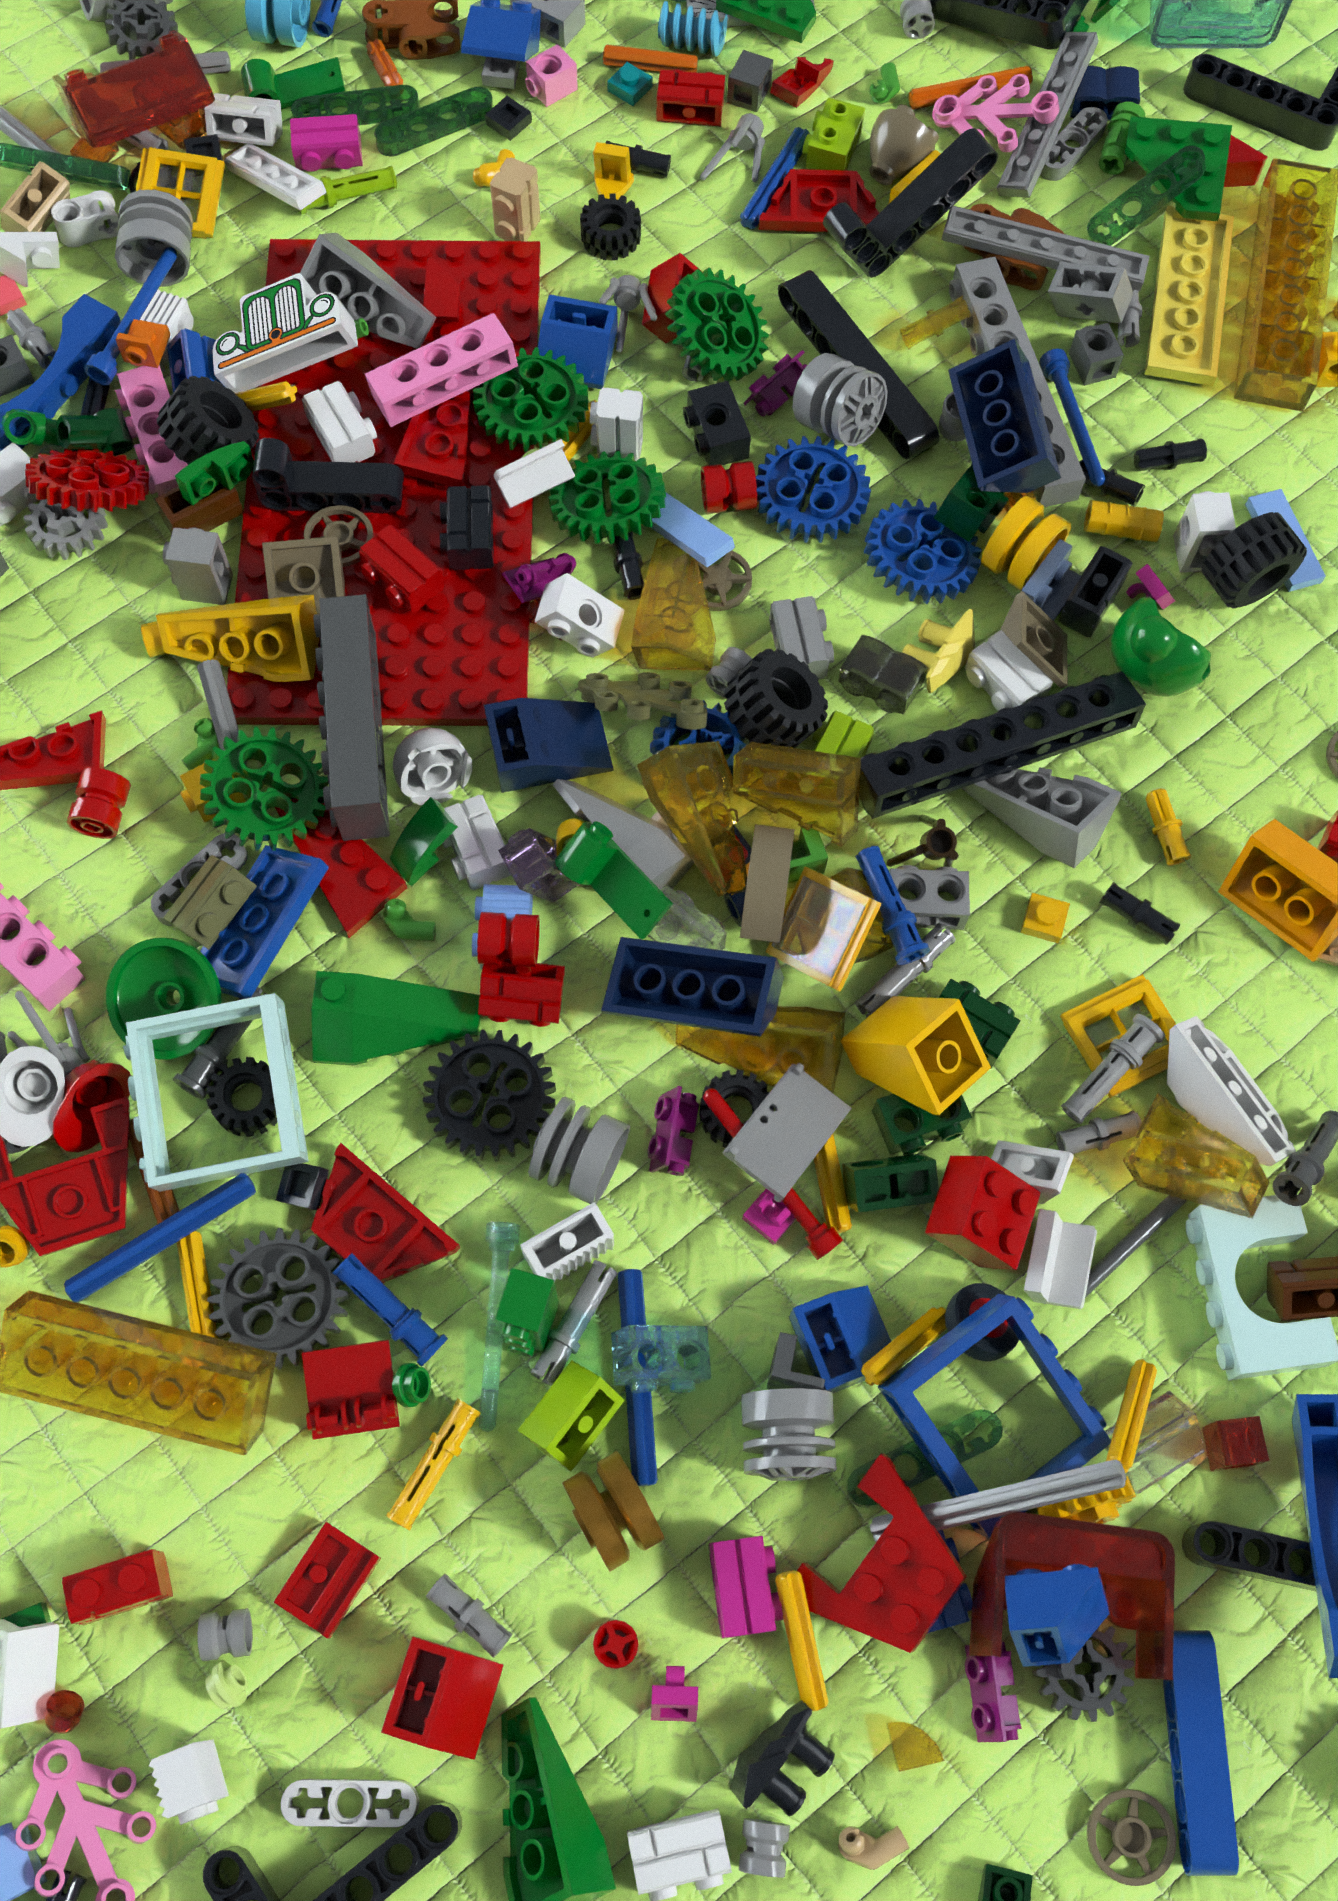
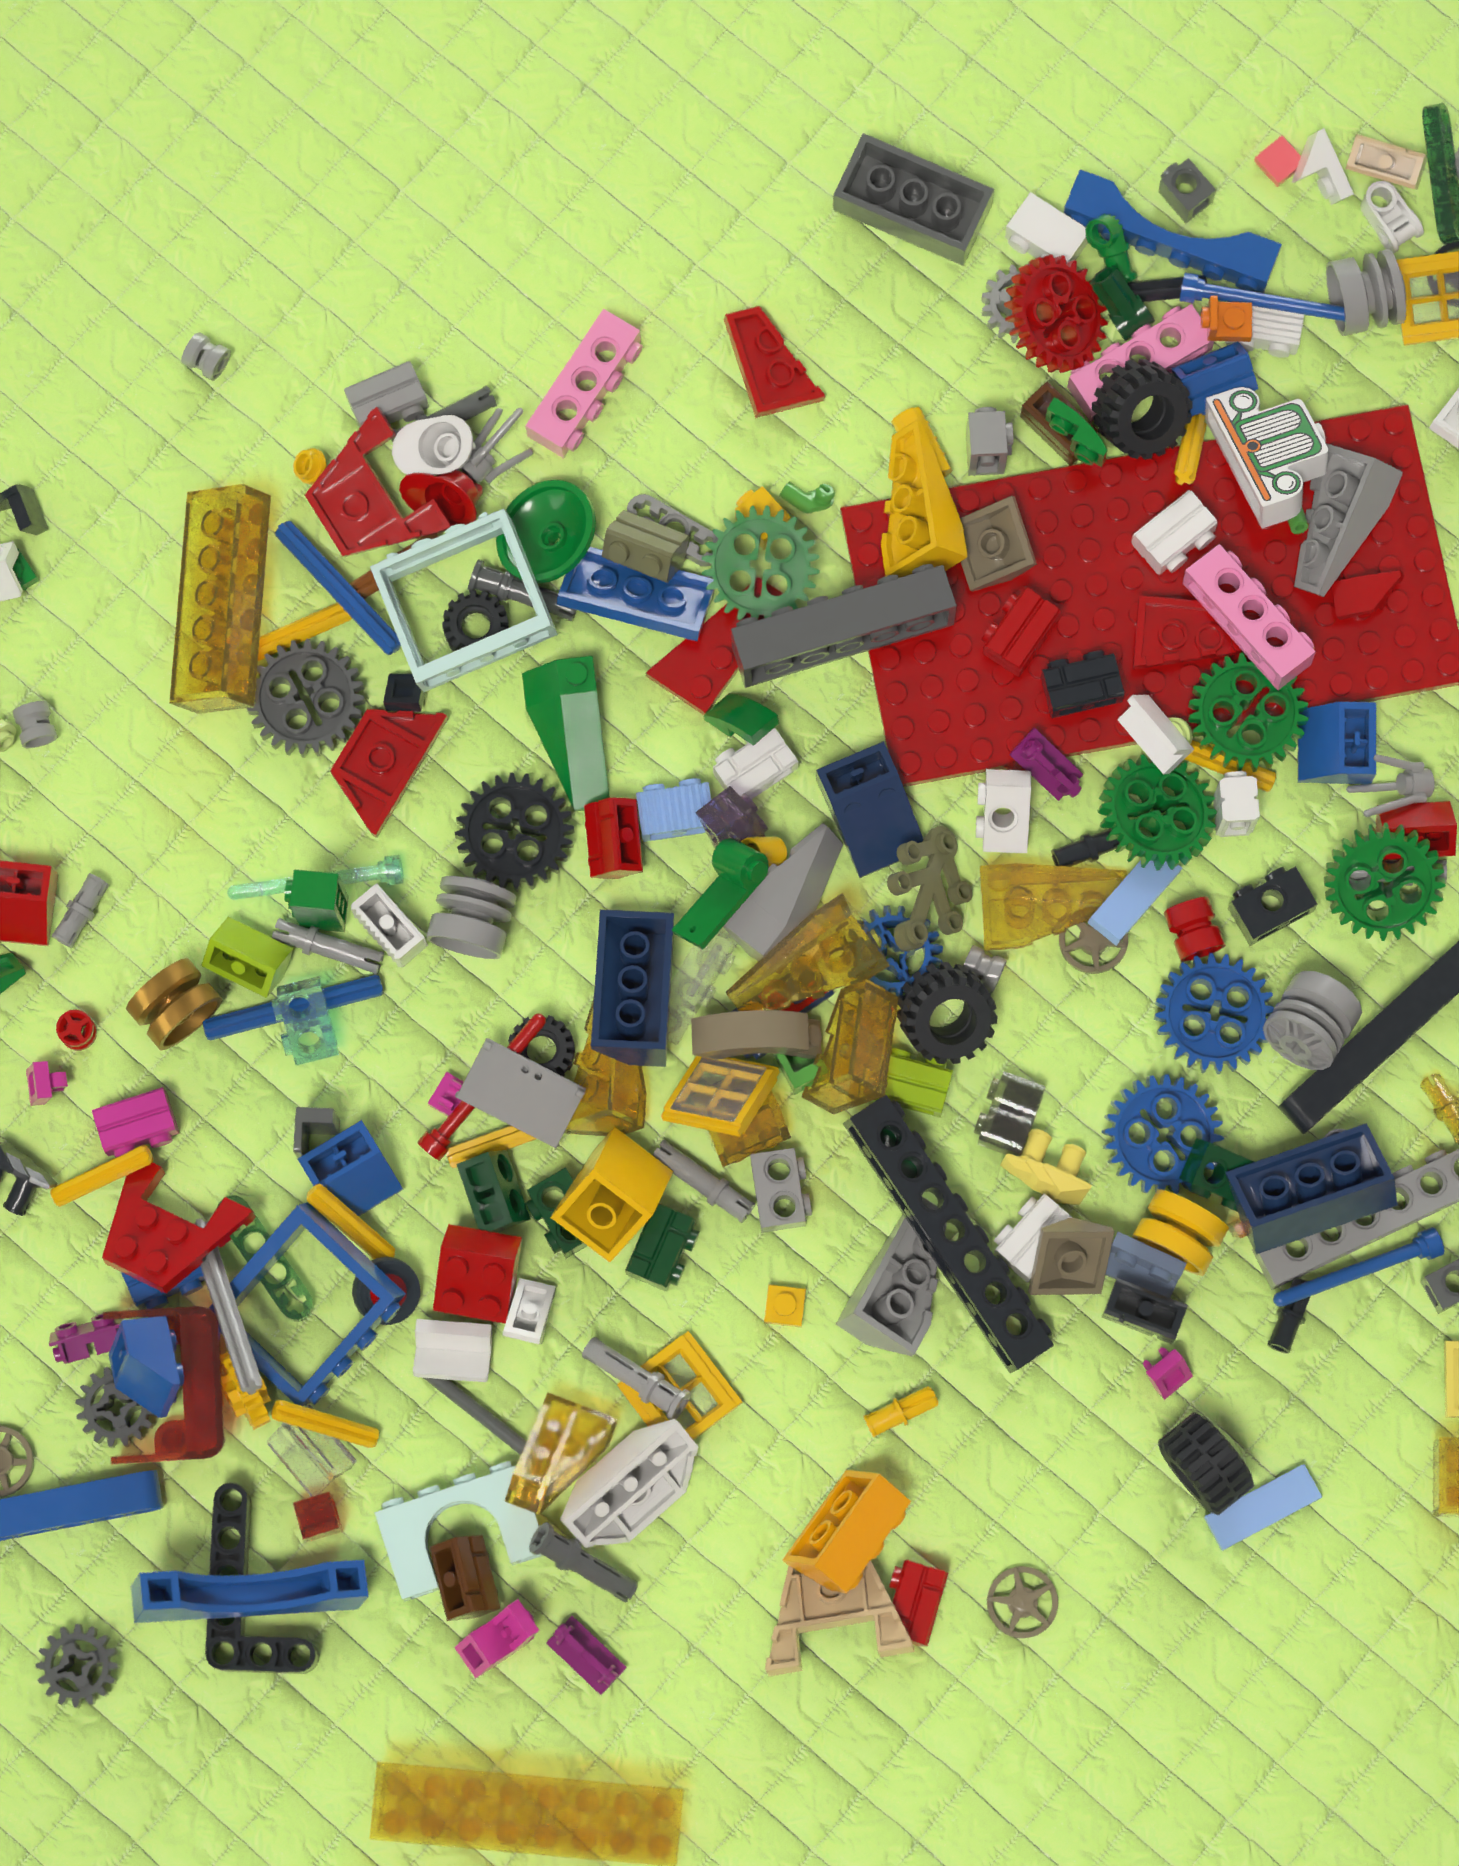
camera: 85 degrees right, 10 degrees up
(31, 337) = (1230, 207): light grey axle -> none
(98, 803) = (726, 421): red wheel -> none
(117, 1587) = (56, 632): red brick -> none
(218, 701) = (842, 503): light grey axle -> none
(318, 485) = (1101, 537): black beam -> none
(327, 1580) = (89, 793): red plate -> none
(341, 529) = (1053, 564): dark tan wheel -> none
(350, 1389) = (240, 774): red hinge -> none
(404, 925) = (663, 722): bright green arm -> none
(404, 1323) = (300, 805): blue pin -> none
(411, 1385) = (252, 823): green plate -> none
(431, 765) = (822, 706): white cylinder -> none
(433, 1464) = (206, 860): yellow pin -> none
(508, 939) = (647, 809): red wheel -> none
(667, 1148) = (497, 996): magenta hinge -> none
(768, 392) = (1352, 964): magenta hinge -> none
(788, 1433) = (259, 1135): light grey wheel -> none
(799, 631) = (1035, 1029): light grey brick -> none
(897, 920) = (736, 1160): blue pin -> none
(912, 1746) = (38, 1279): clear yellow tile -> none
(934, 844) = (821, 1182): dark brown plant -> none
(1099, 1133) = (578, 1375): light grey pin -> none
(1123, 521) = (1244, 1334): yellow axle -> none
(1140, 913) = (804, 1393): black pin -> none
(1157, 653) = (1078, 1377): green piece -> none
(1170, 455) = (1340, 1377): black axle -> none
(1202, 526) = (1237, 1411): white brick -> none

